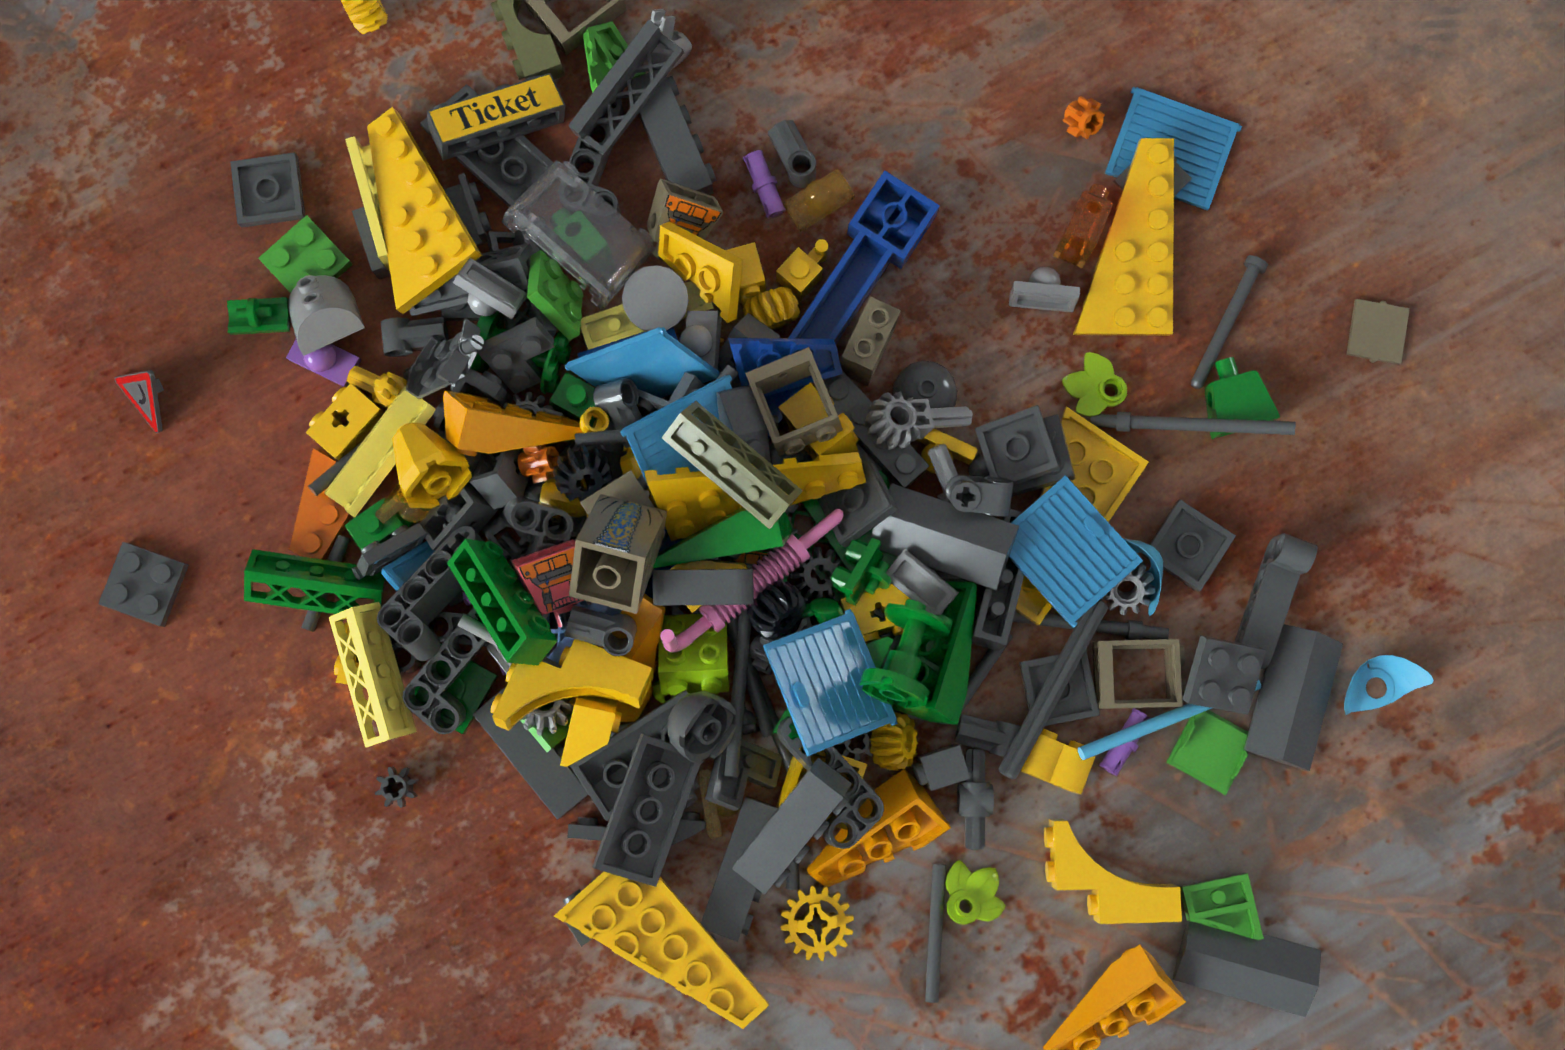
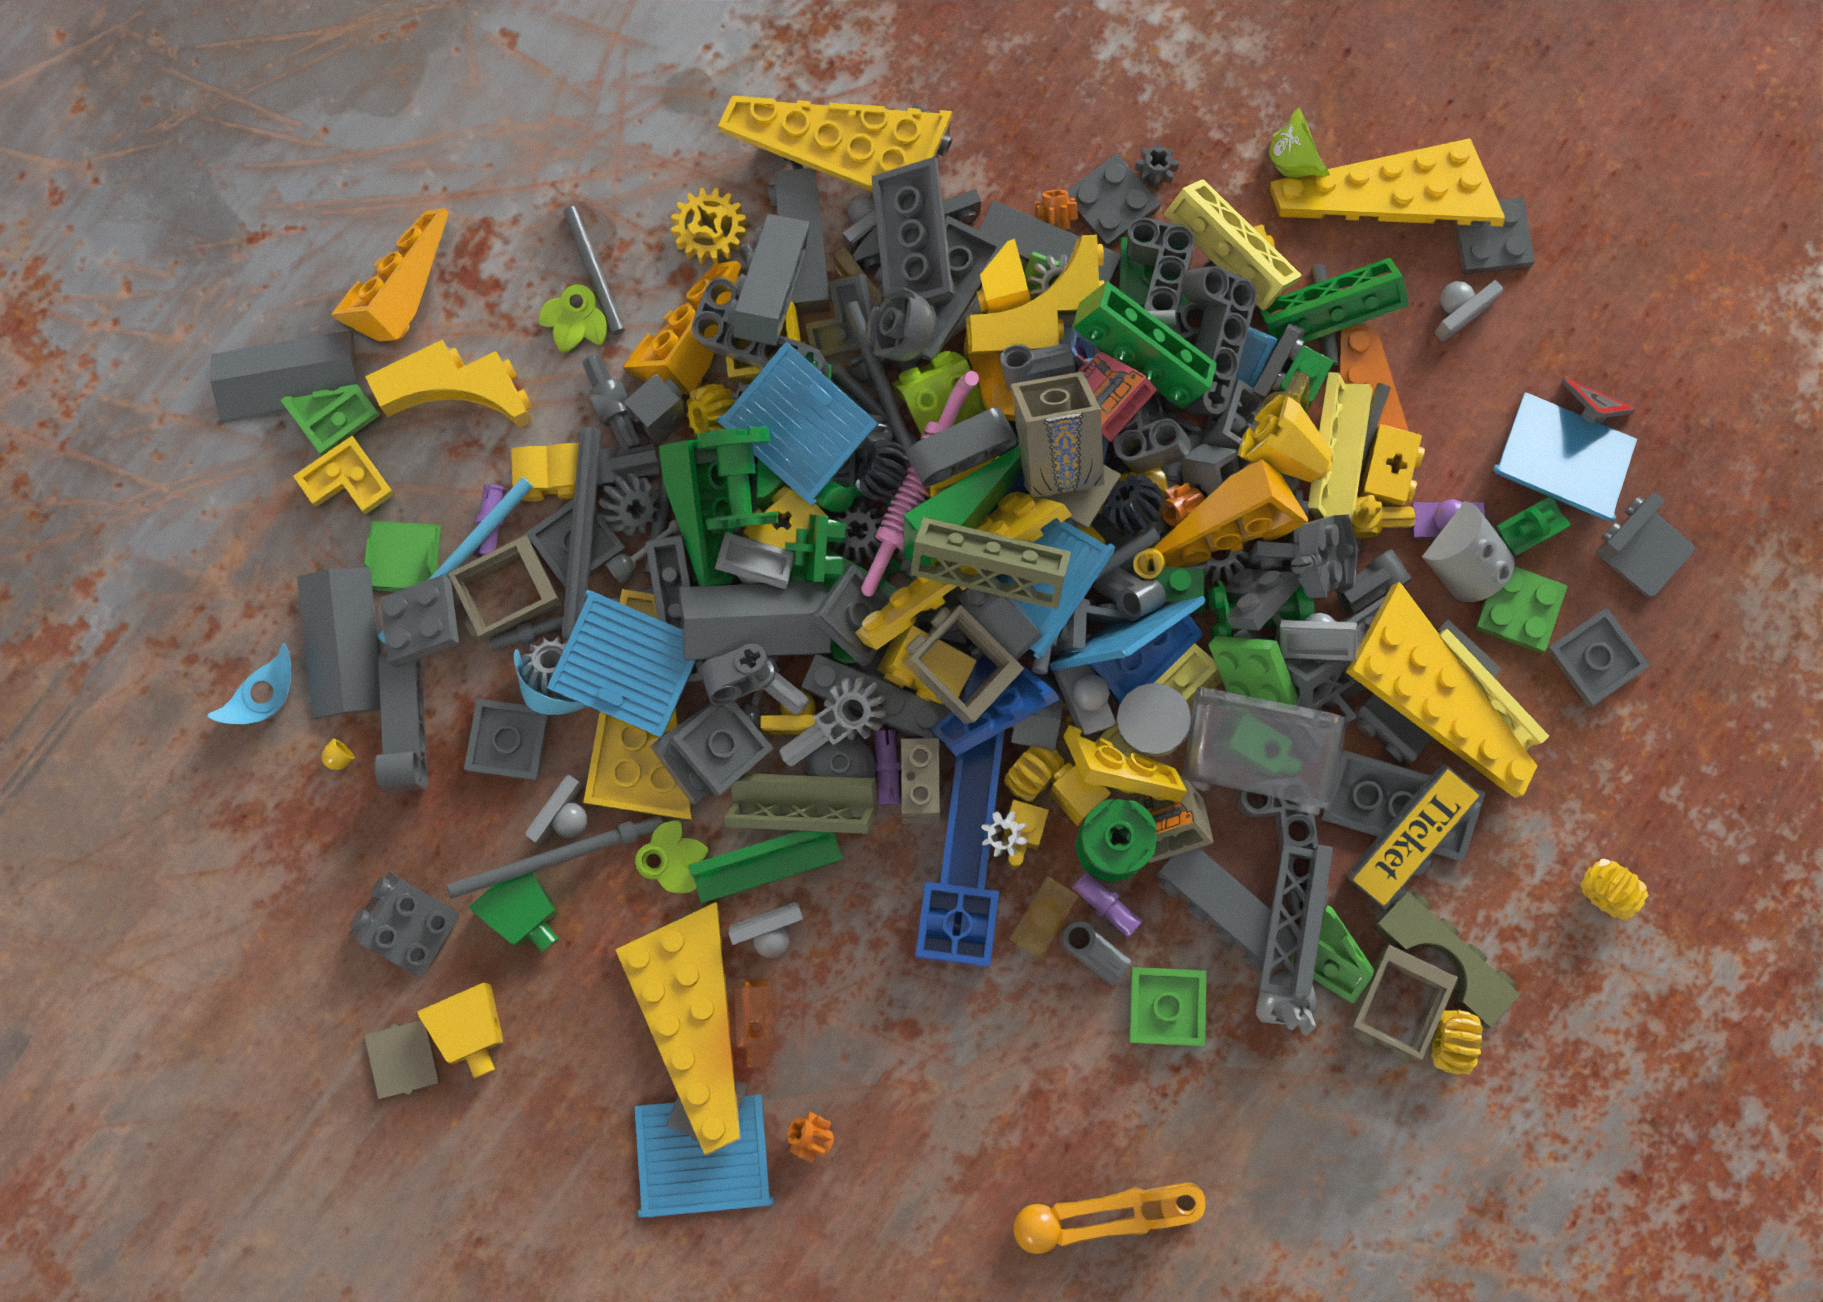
camera: 155 degrees right, 5 degrees down
(176, 258) = (1645, 546): none -> dark grey bracket
(191, 660) = (1402, 187): none -> yellow wing
(196, 361) = (1566, 457): none -> piece
(204, 531) = (1464, 306): none -> light grey tile
(269, 741) = (1295, 150): none -> lime hat
(452, 776) = (1112, 200): none -> dark grey plate
(506, 787) = (1056, 208): none -> orange gear
(677, 867) = (861, 214): none -> light grey tile
(735, 213) = (1130, 826): none -> green piece
(757, 85) = (1167, 1006): none -> bright green plate
(830, 257) = (996, 828): none -> white gear
(888, 370) = (887, 767): none -> medium lavender pin
(967, 374) = (802, 799): none -> olive fence
(1000, 695) = (621, 496): none -> dark grey gear
(1020, 345) = (764, 863): none -> green fence
(1028, 646) = (624, 567): none -> dark grey hinge
(1170, 459) = (560, 814): none -> light grey tile
(1228, 850) = (343, 468): none -> yellow plate
(1254, 266) = (563, 995): dark grey bar -> none
(1319, 328) = (466, 1027): none -> yellow torso
(1334, 600) = (337, 755): none -> yellow hinge
(1338, 435) = (403, 924): none -> dark grey bracket

